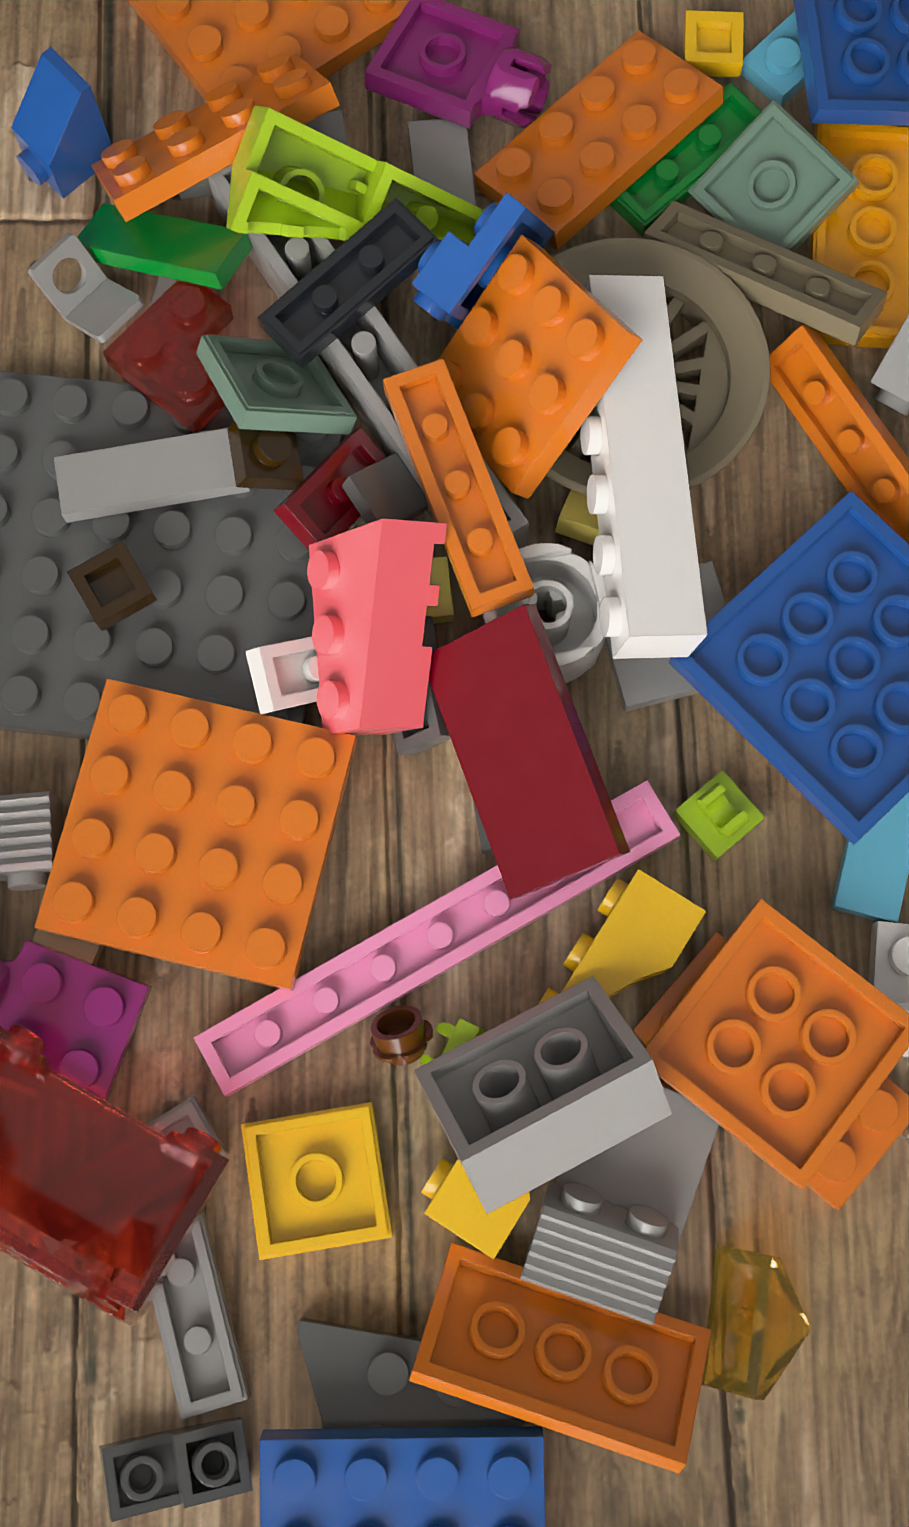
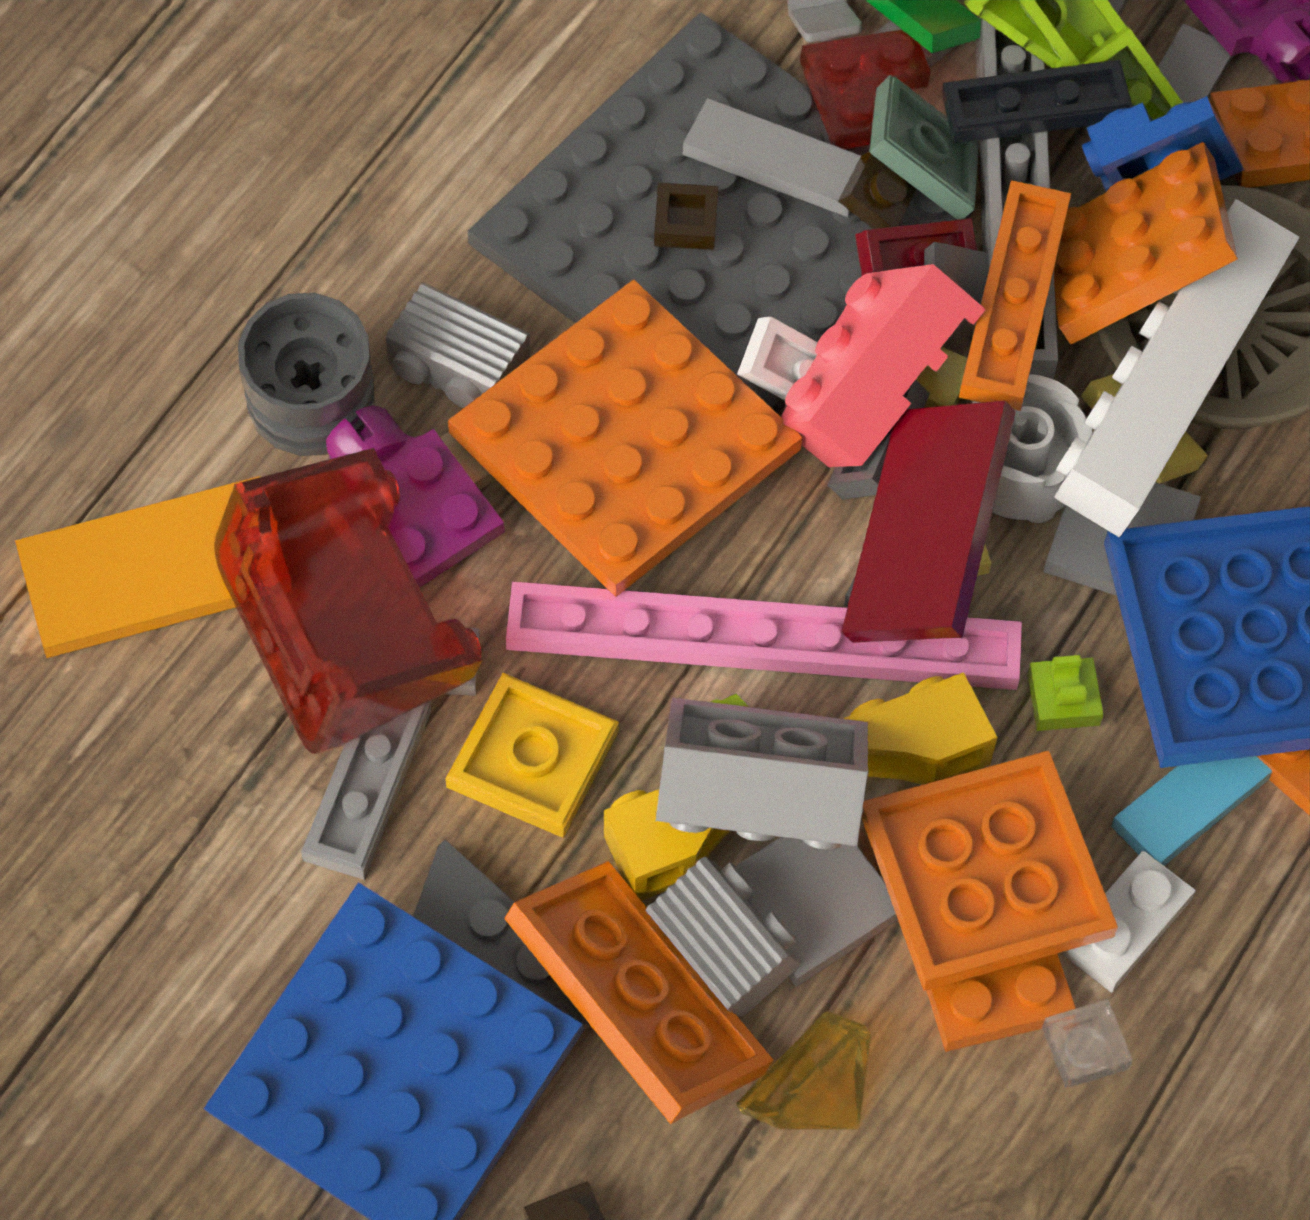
camera: 30 degrees right, 15 degrees down
(175, 1468) = (270, 888): dark grey slope -> none
(400, 1035) = (677, 681): reddish brown plate -> none

